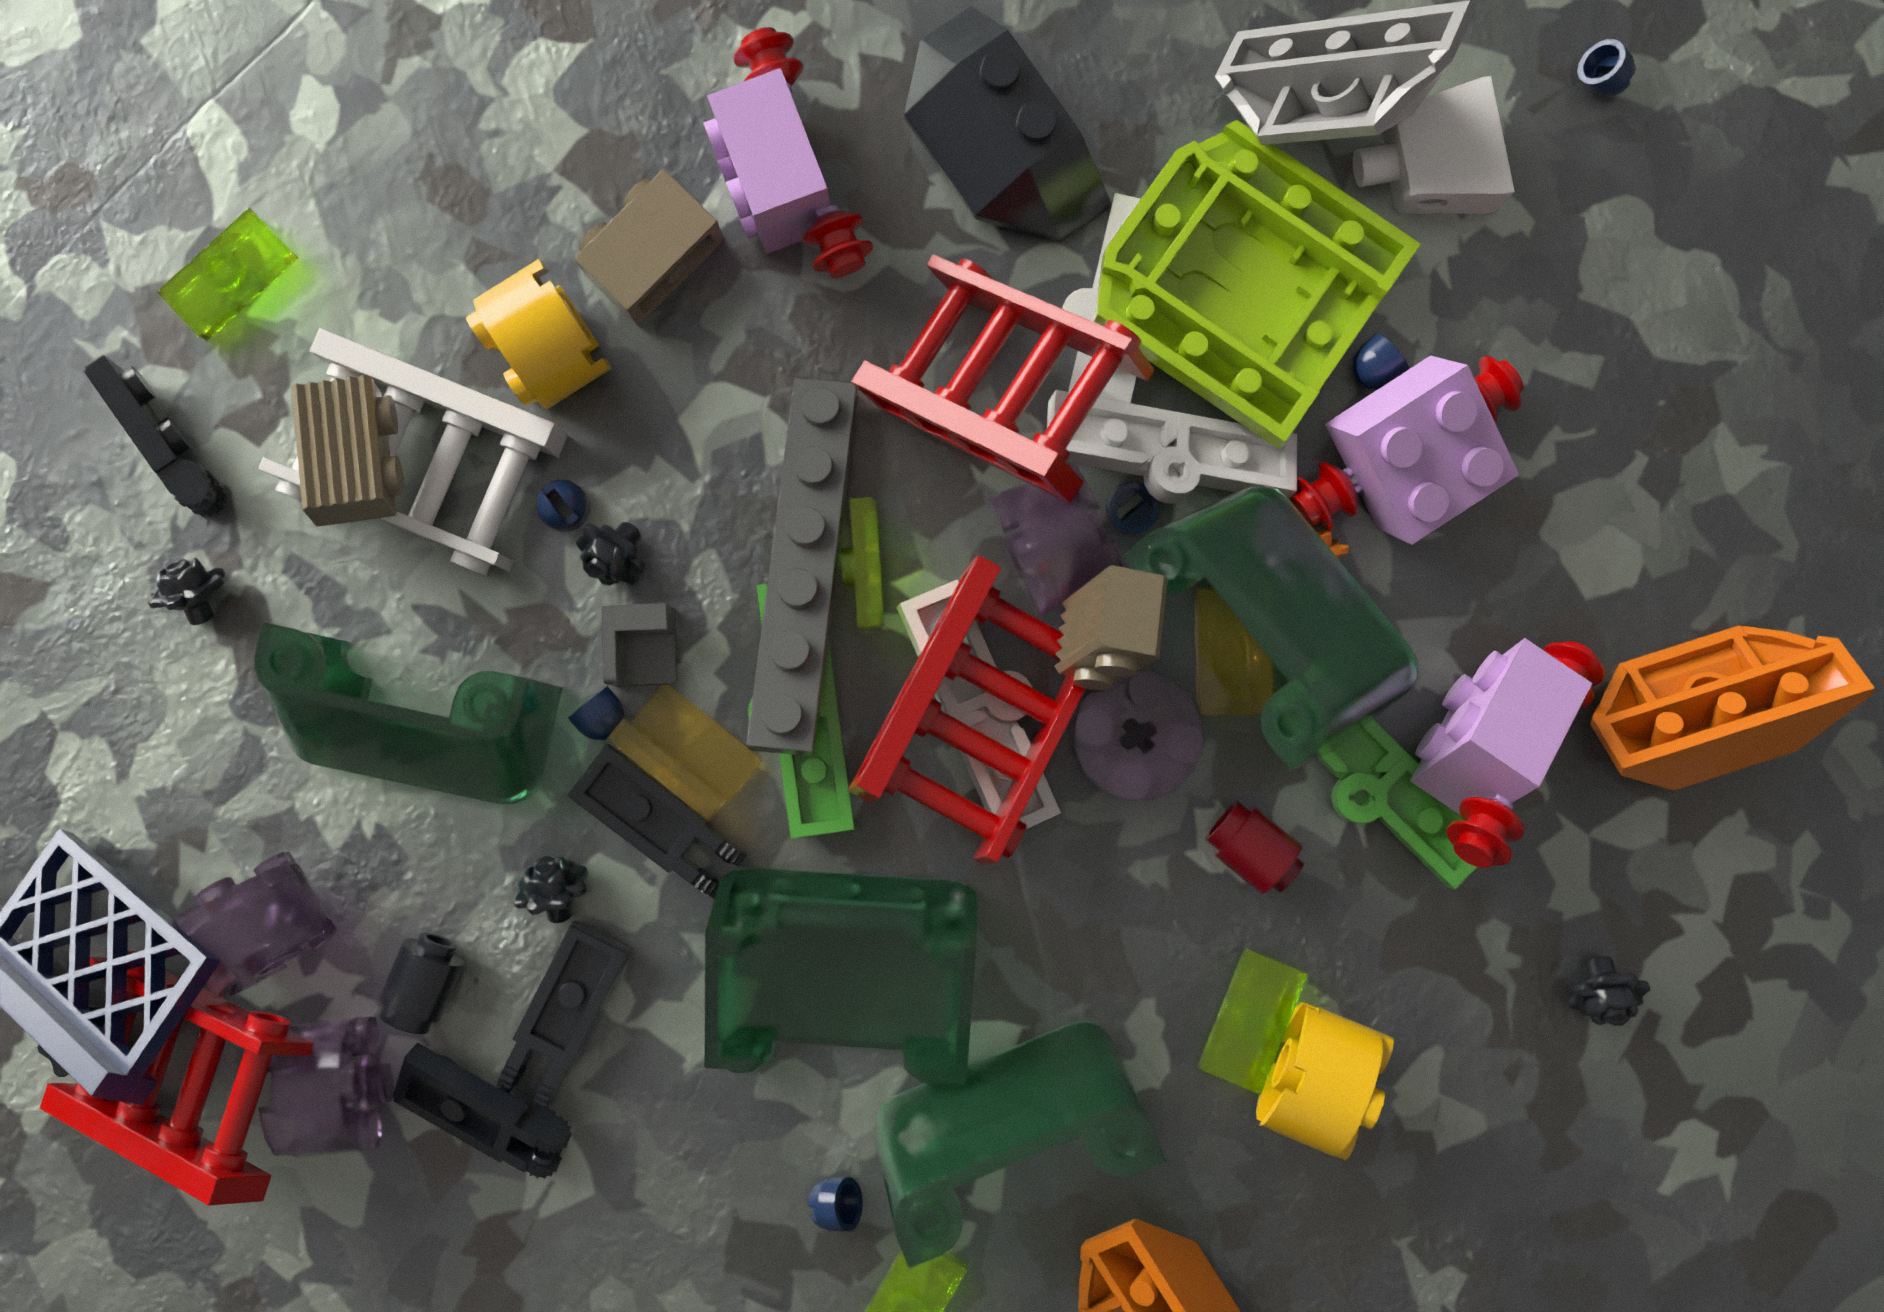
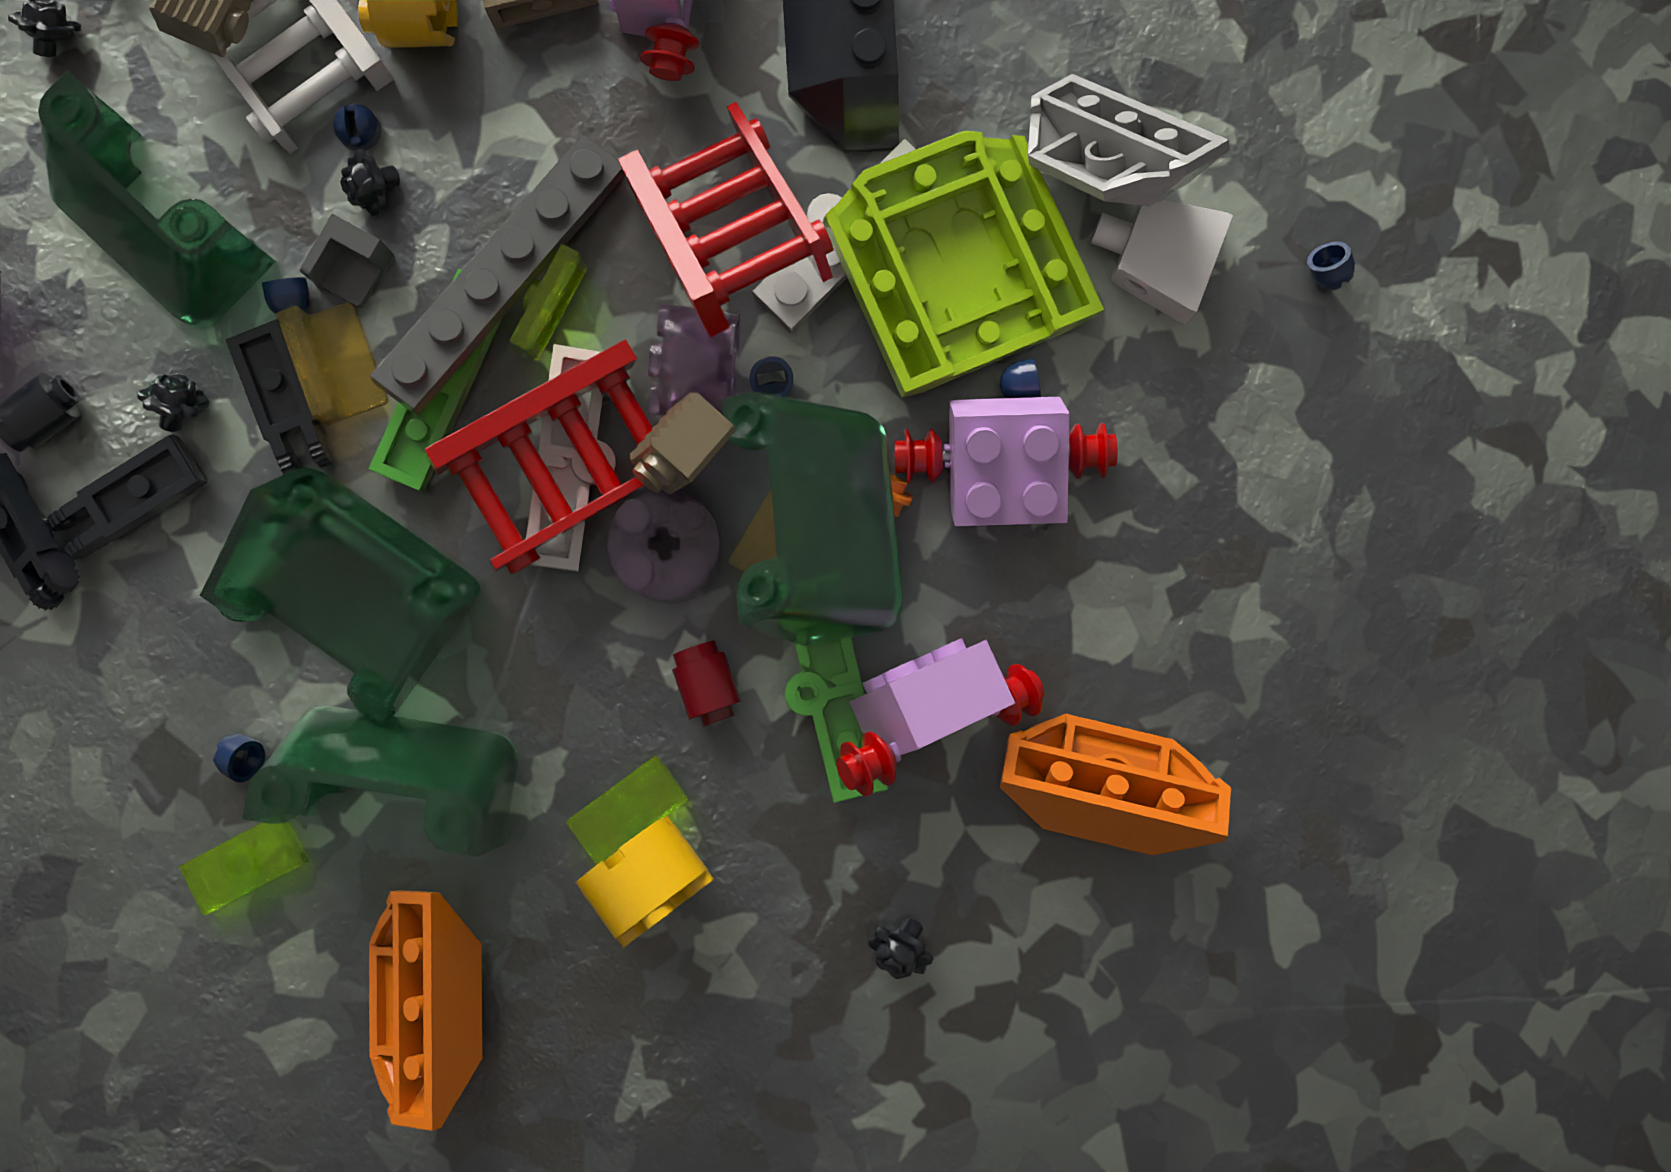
camera: 25 degrees right, 0 degrees up
(1177, 450) = (825, 352): white hinge -> none

